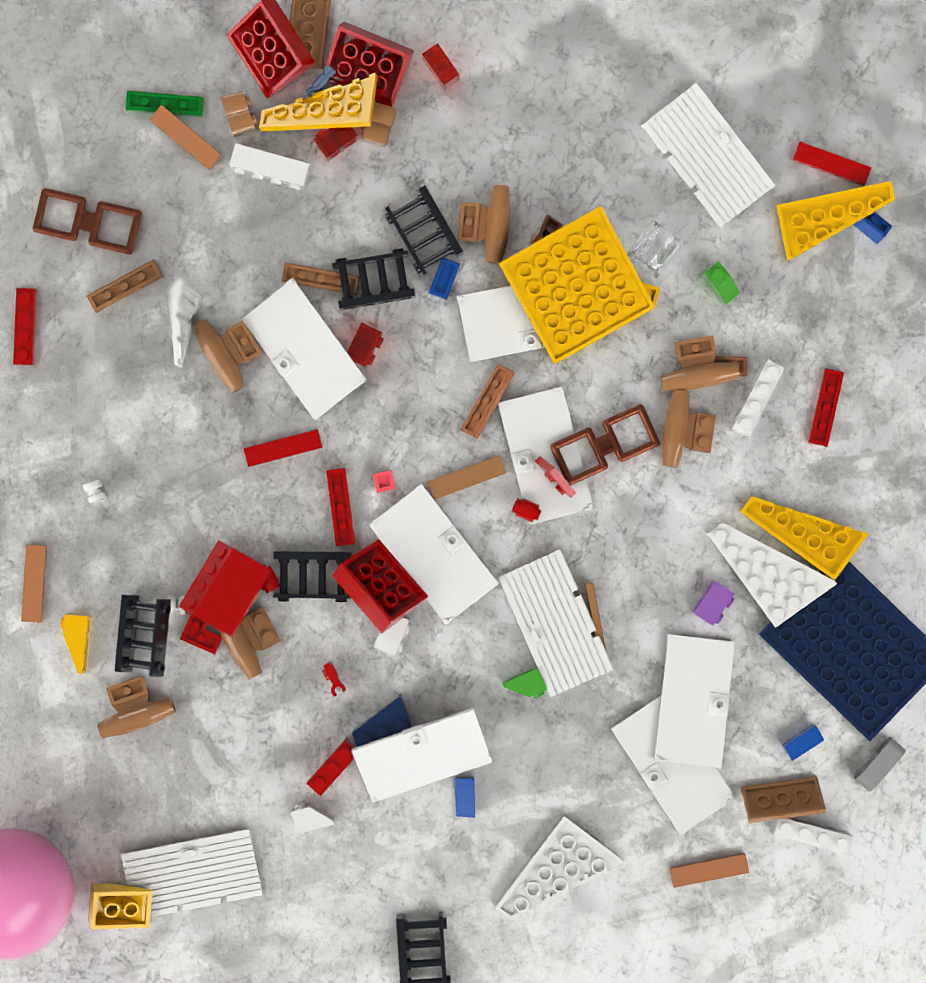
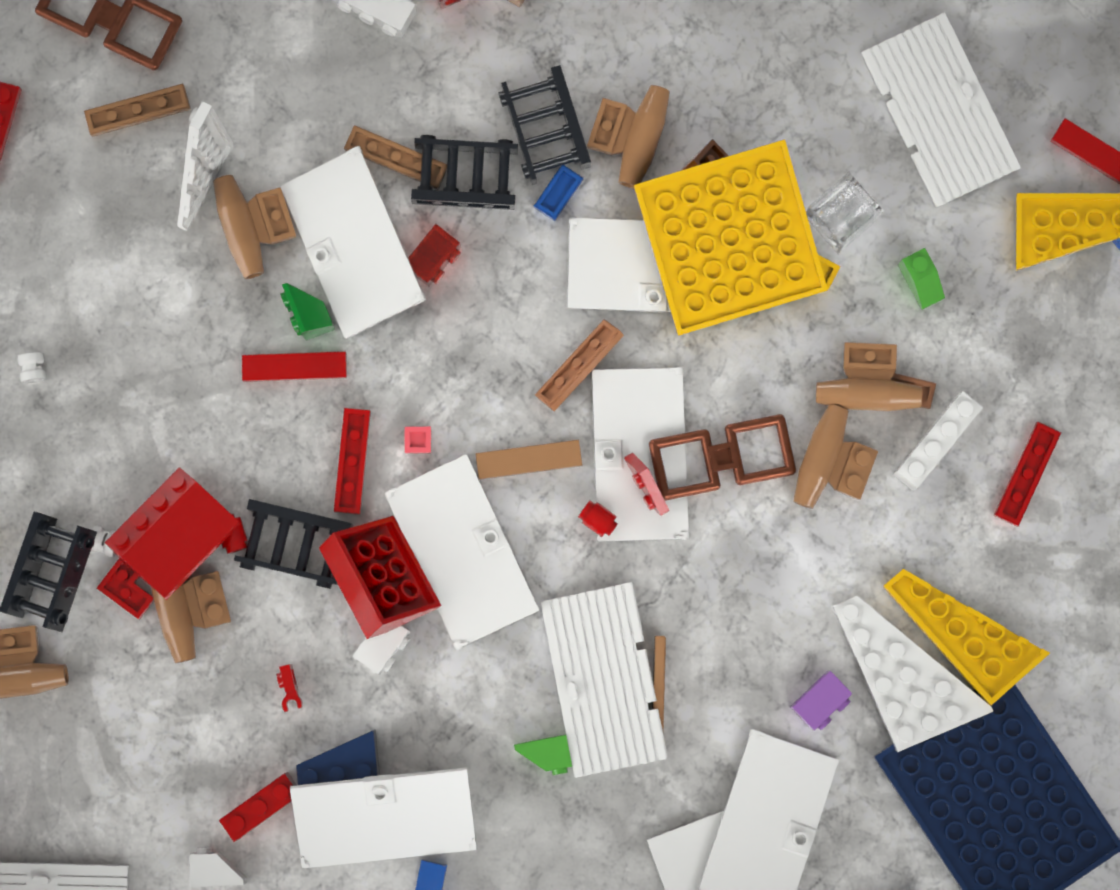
camera: 15 degrees right, 5 degrees down
(285, 407) = (309, 312): none -> green slope

